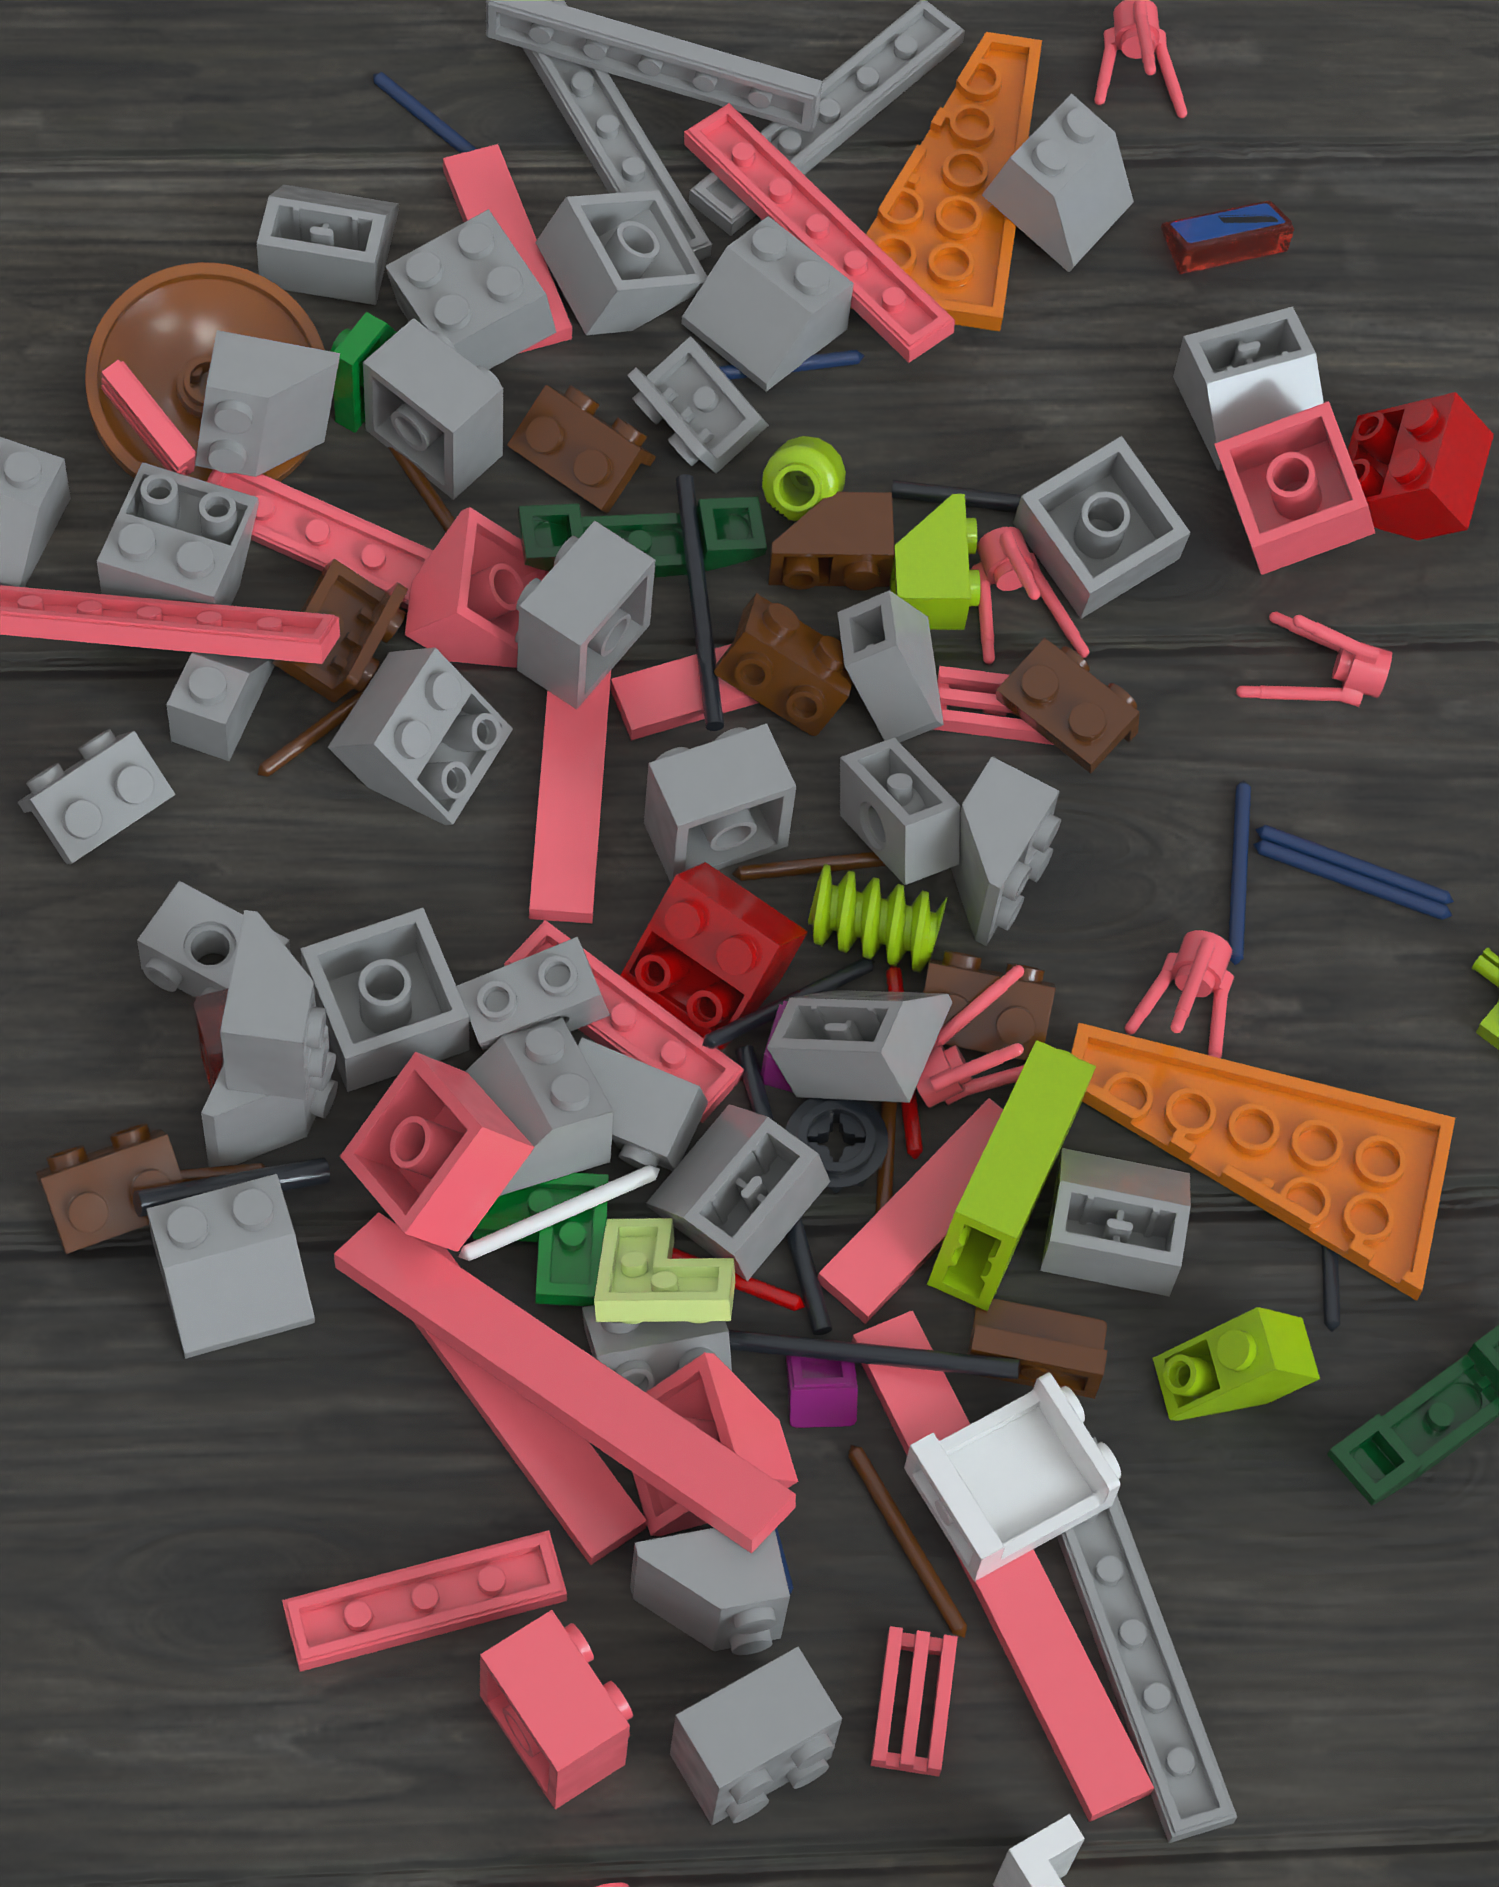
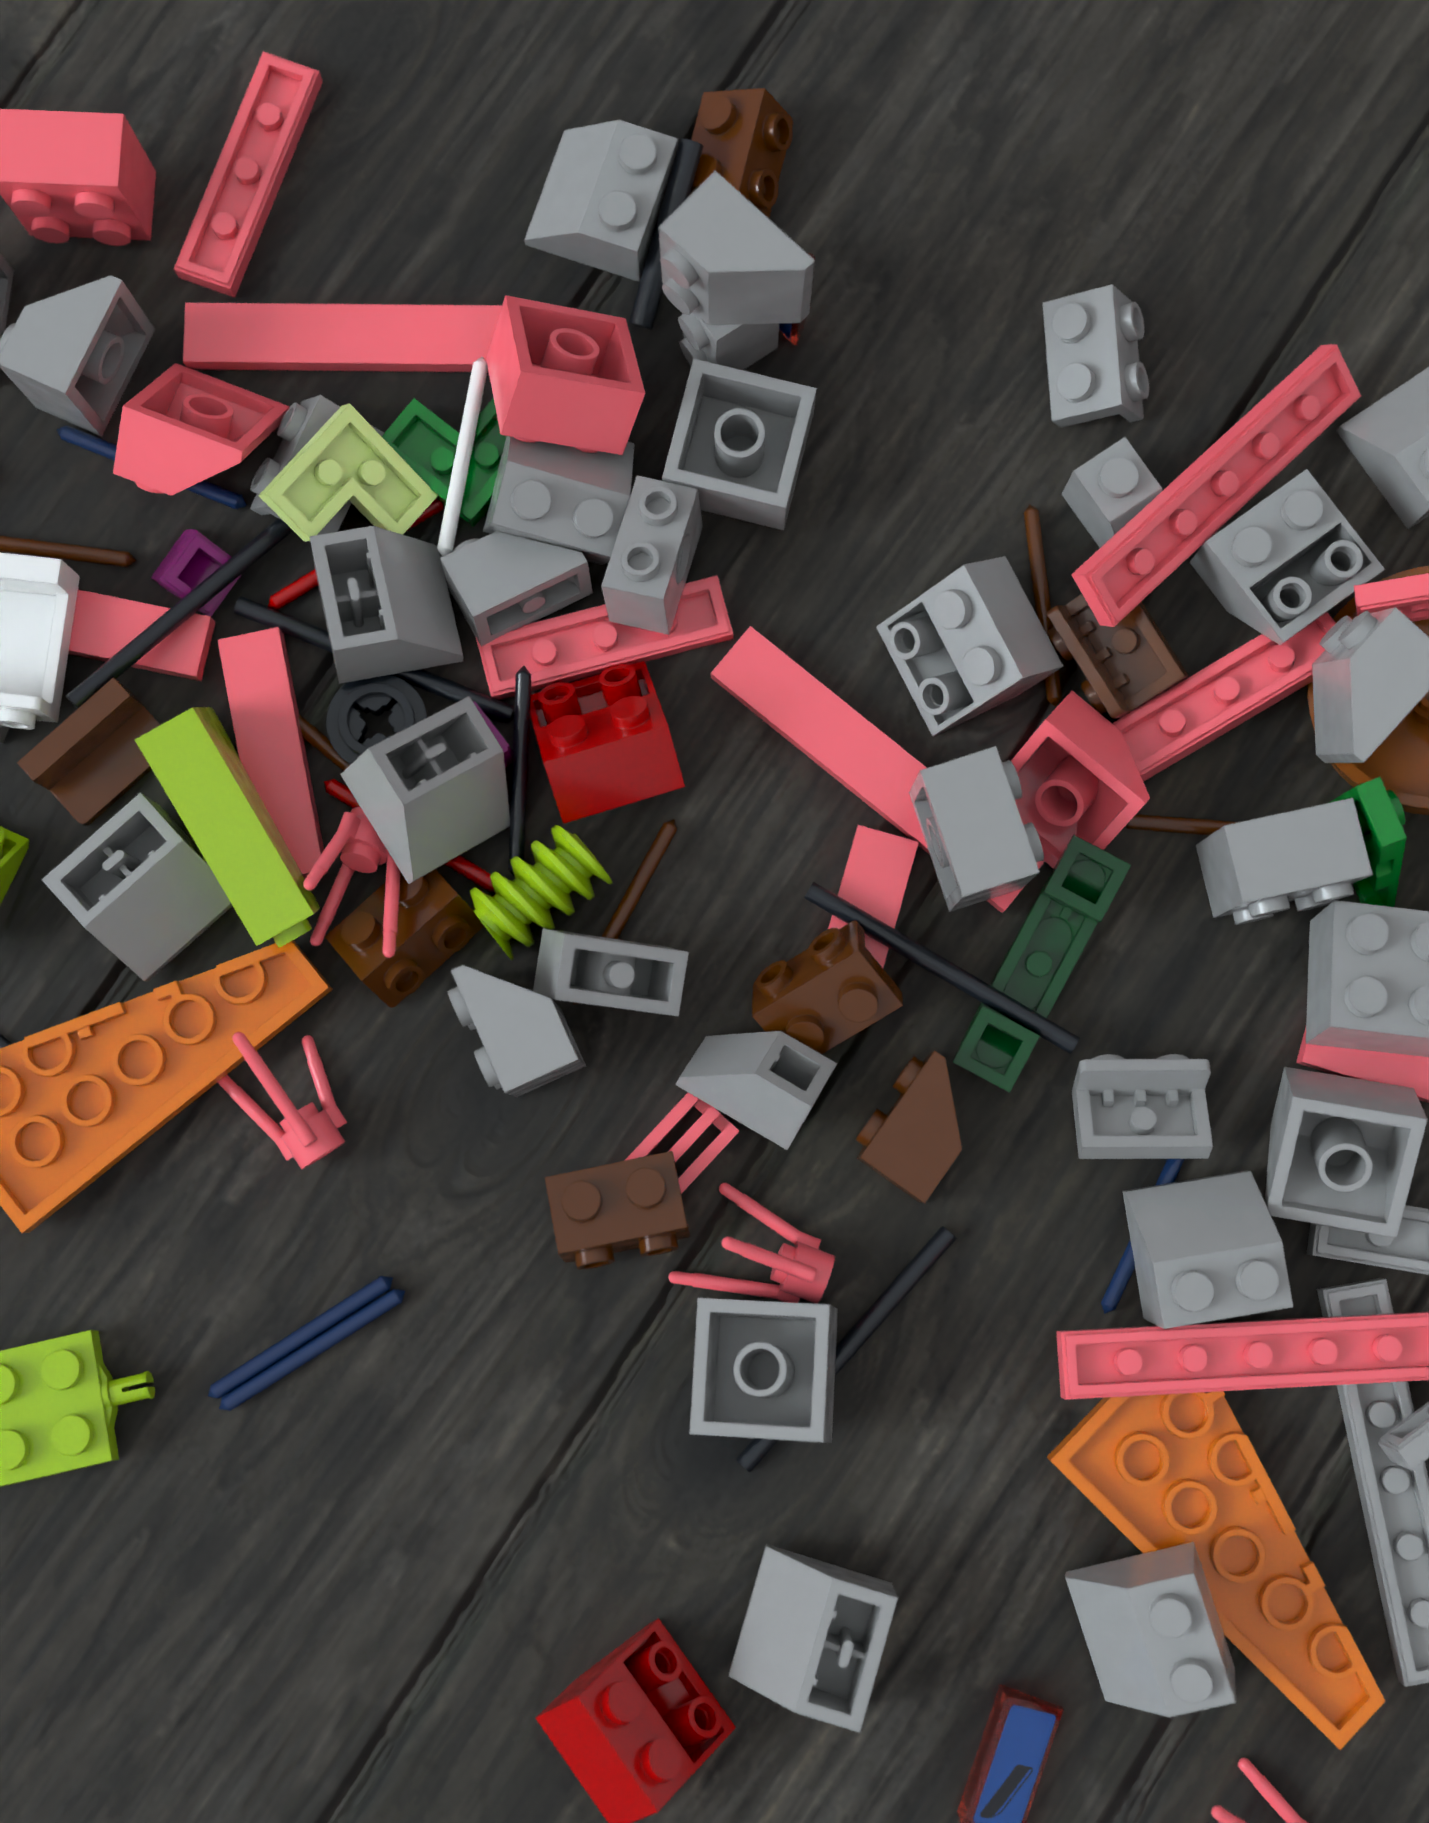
camera: 135 degrees right, 20 degrees up
(182, 933) = (859, 380): light grey brick -> none
(567, 1383) = (286, 337): coral tile -> none
(579, 447) = (1170, 983): reddish brown bracket -> none
(719, 801) = (722, 825): light grey brick -> none
(785, 472) = (999, 1143): lime head -> none
(934, 566) = (835, 1193): lime slope -> none
(1239, 871) = (377, 1245): dark blue axle -> none
(1295, 488) = (678, 1581): coral brick -> none
(1357, 665) = (481, 1503): coral plant -> none

